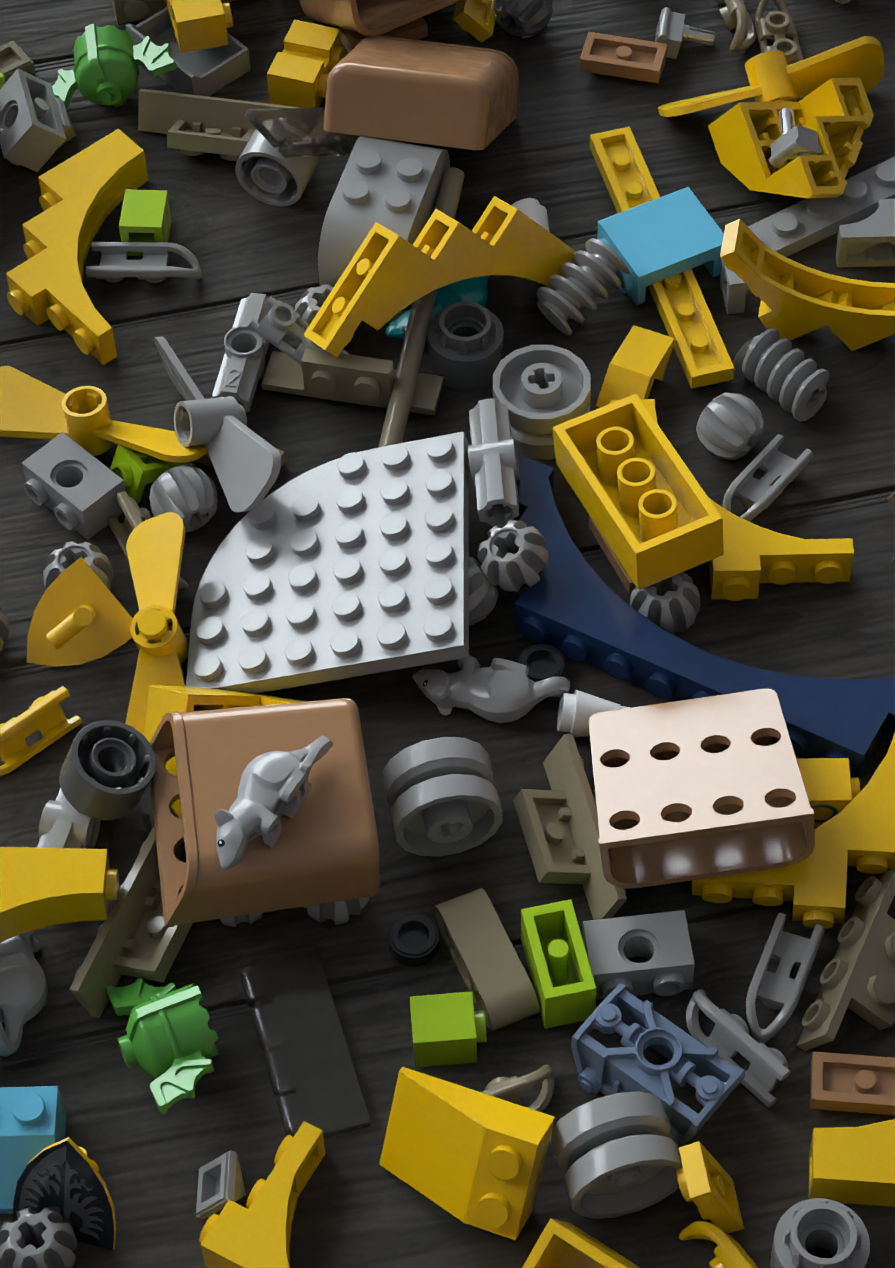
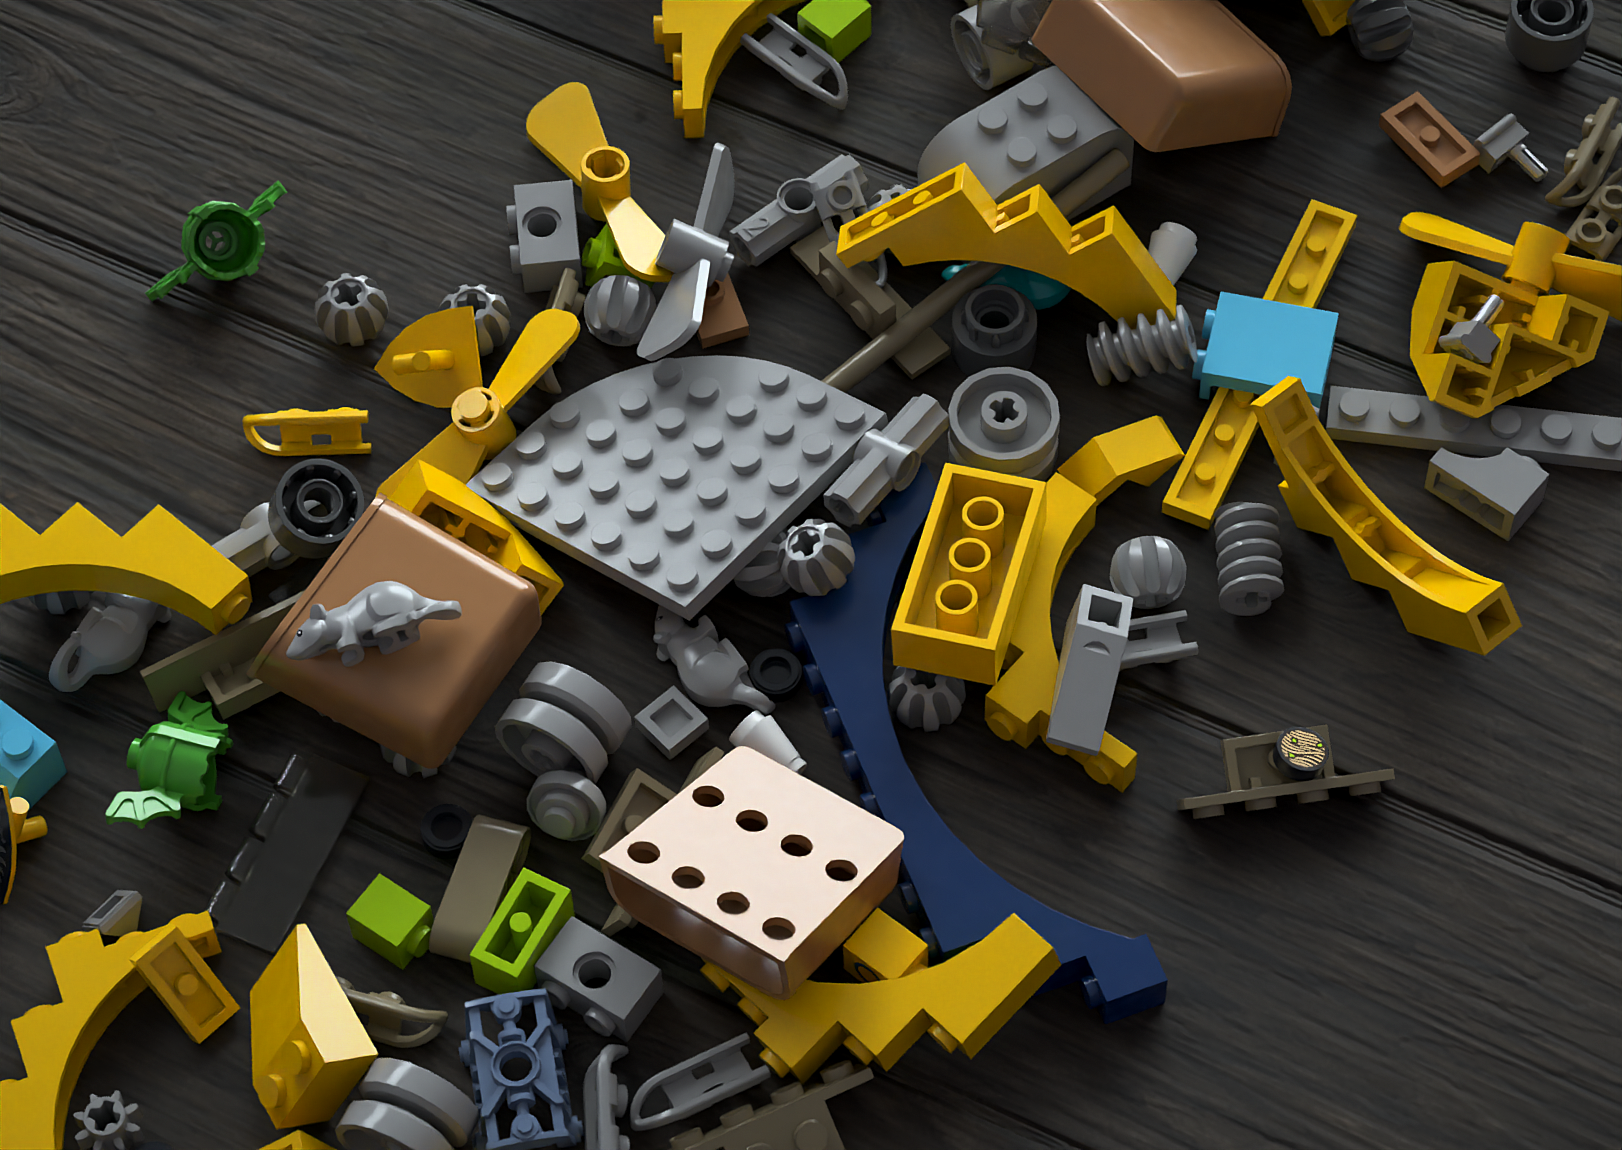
camera: 40 degrees right, 5 degrees up
(336, 1188) = (184, 983): none -> yellow plate
(494, 852) = (566, 805): none -> light grey plate
(507, 745) = (671, 722): none -> light grey plate
(772, 496) = (1088, 669): none -> light grey slope

